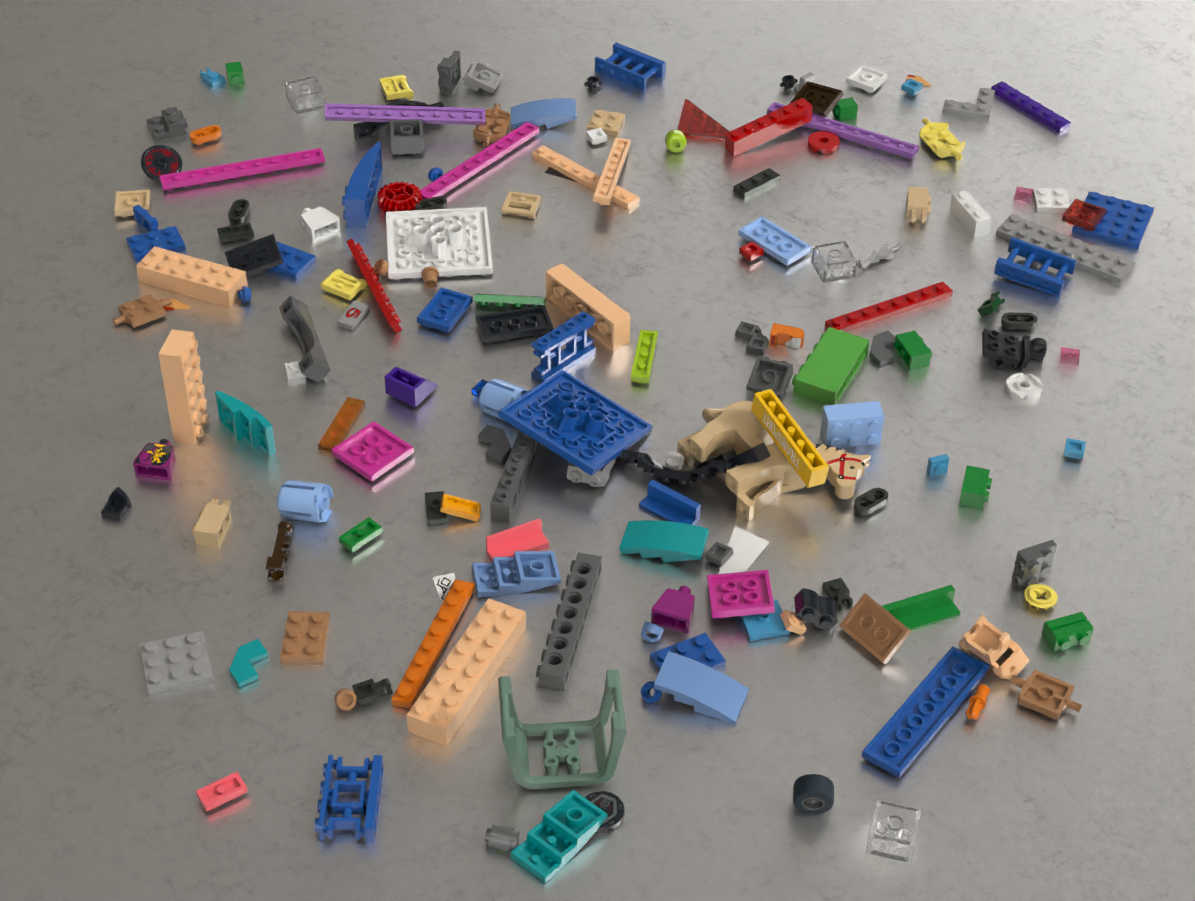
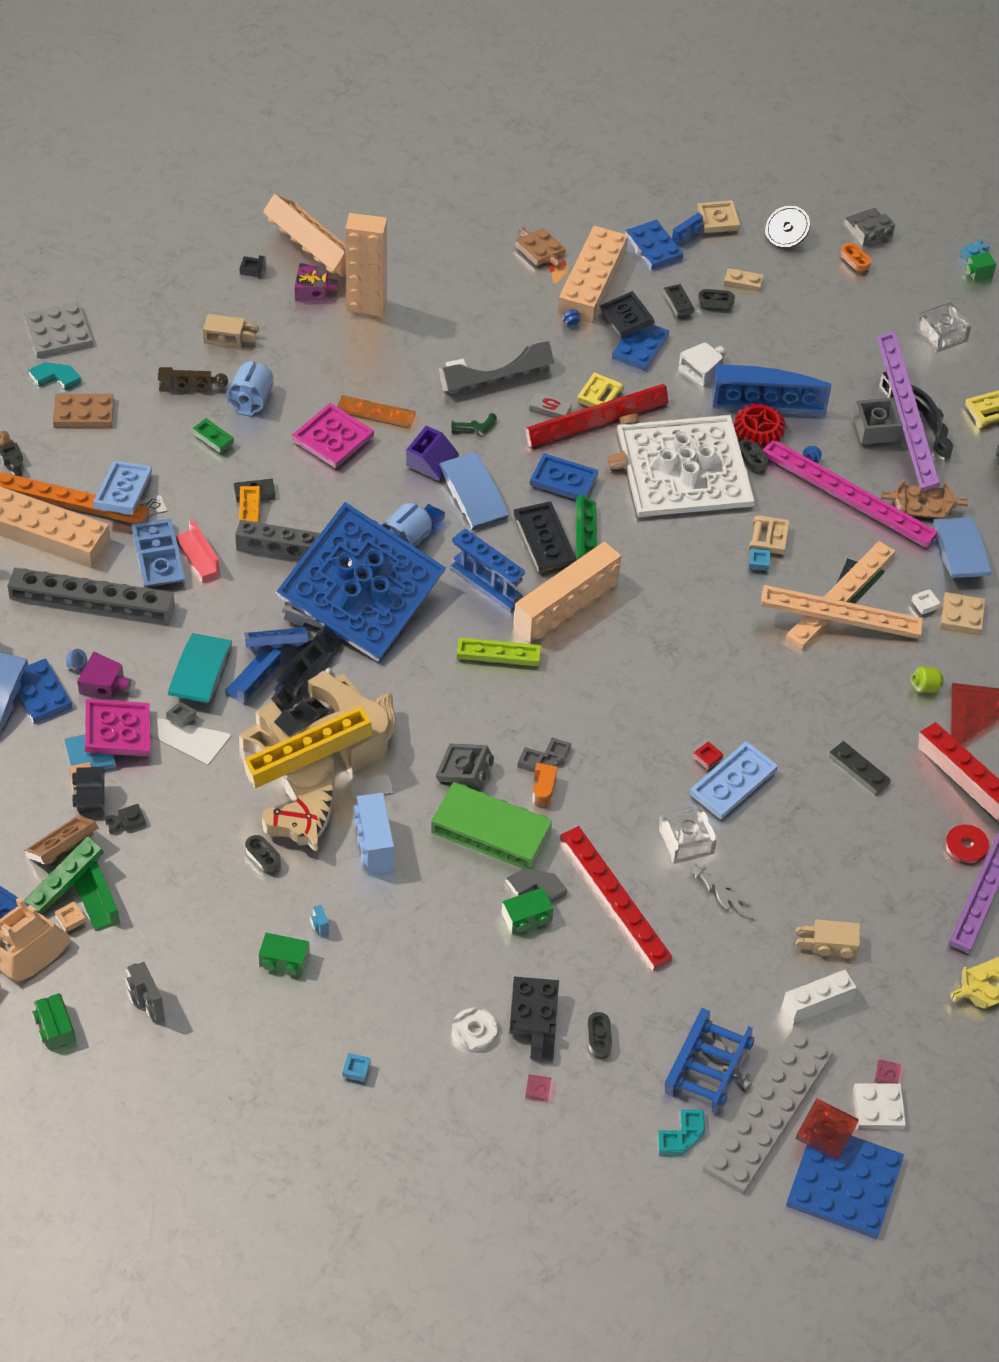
camera: 85 degrees right, 10 degrees up
(98, 449) = (308, 232): none -> light nougat brick
(216, 197) = (743, 280): none -> tan plate
(240, 169) = (797, 295): dark pink plate -> none
(245, 422) = (358, 332): teal slope -> none
(371, 362) = (478, 428): none -> dark green piece
(433, 593) = (122, 487): none -> light blue plate
(455, 360) = (474, 490): none -> medium blue slope
(548, 211) = (759, 559): none -> dark azure plate
(632, 485) = (276, 638): none -> blue plate
(921, 628) = (64, 875): none -> plate
(954, 626) = (70, 917): none -> light nougat plate
(990, 306) = (628, 1004): dark green plate -> none
(1040, 590) = (112, 996): light yellow gear -> none
(1100, 293) = (678, 1142): none -> teal tile

